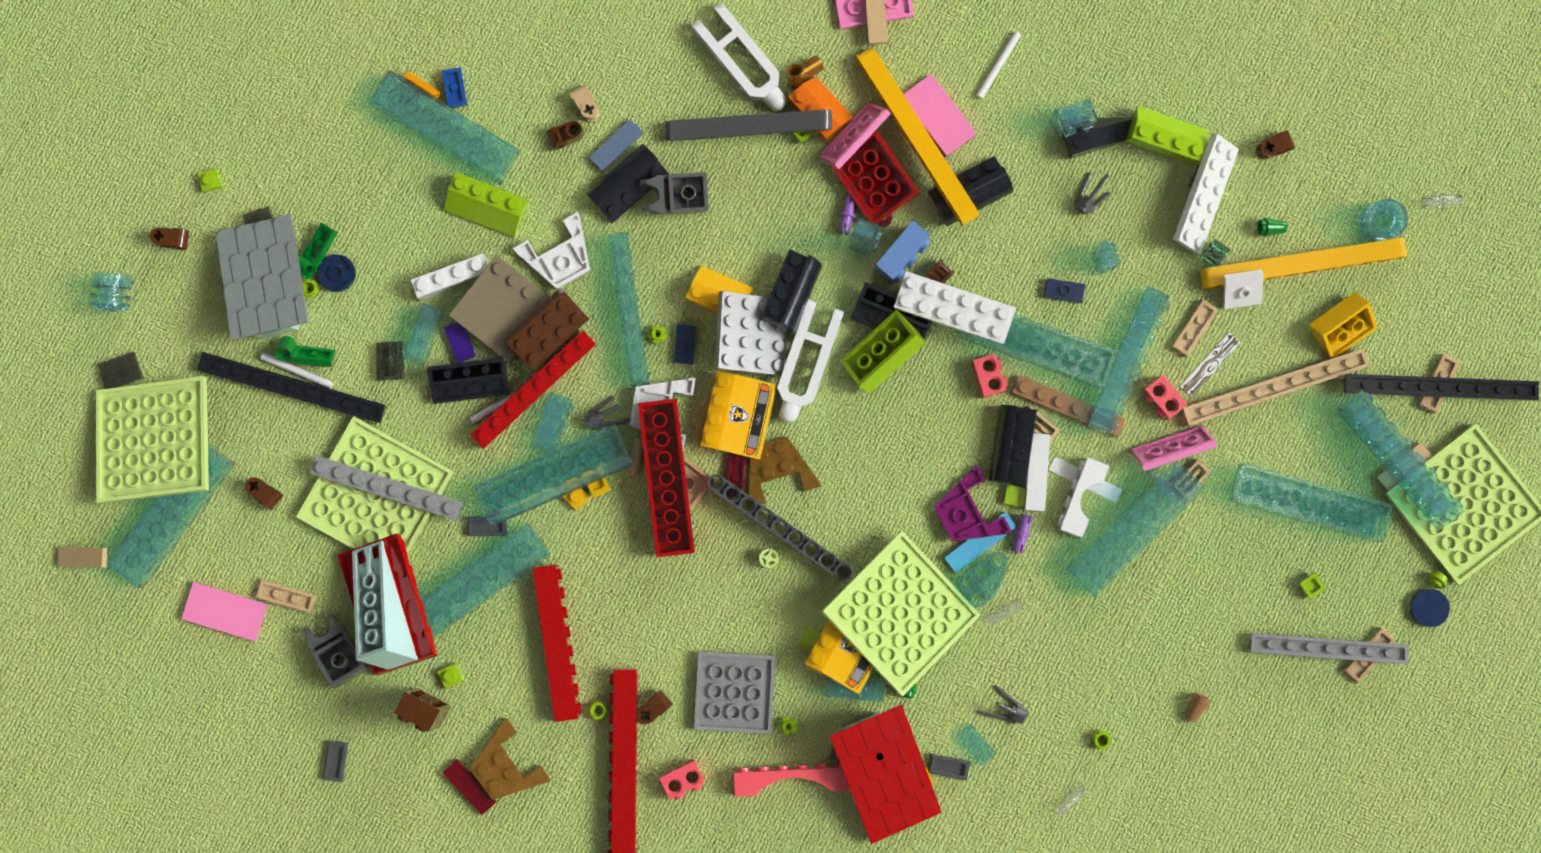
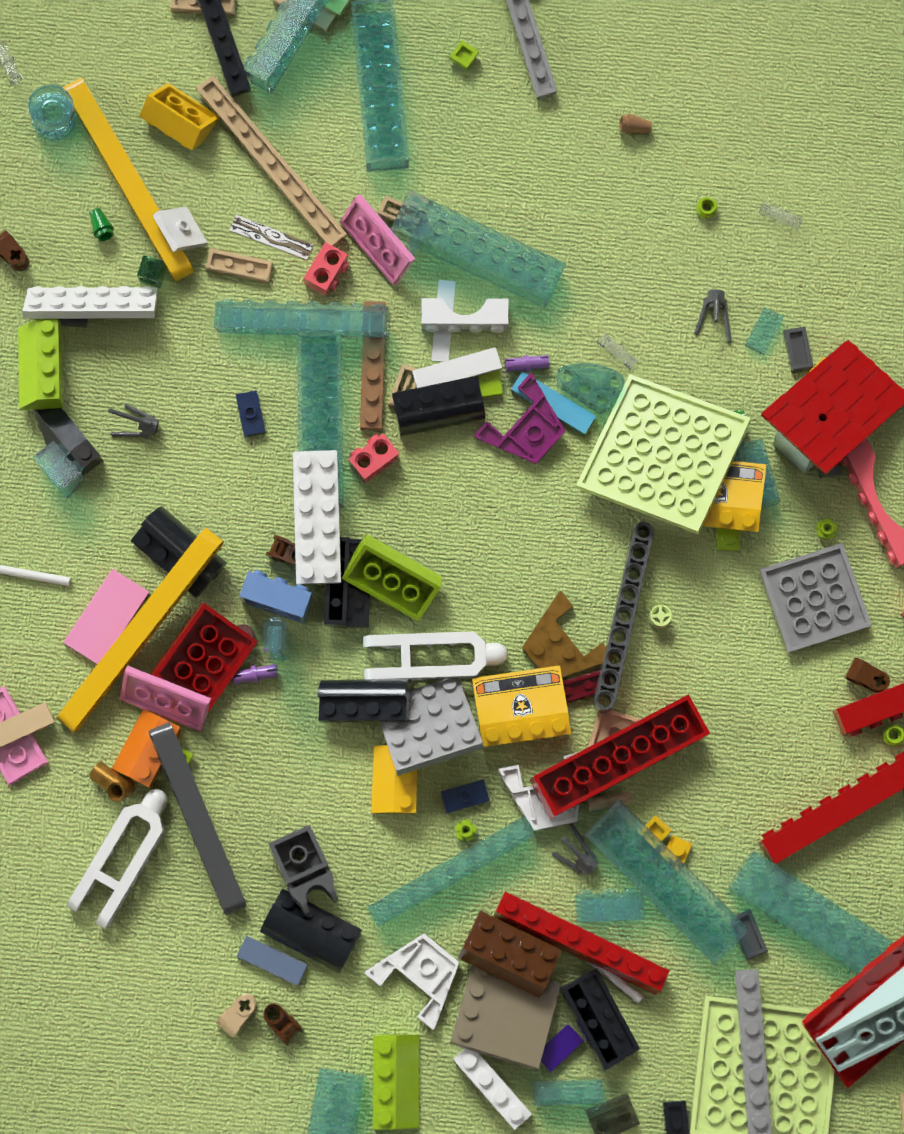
camera: 115 degrees left, 5 degrees down
(1105, 257) = (200, 381): clear light blue brick -> none

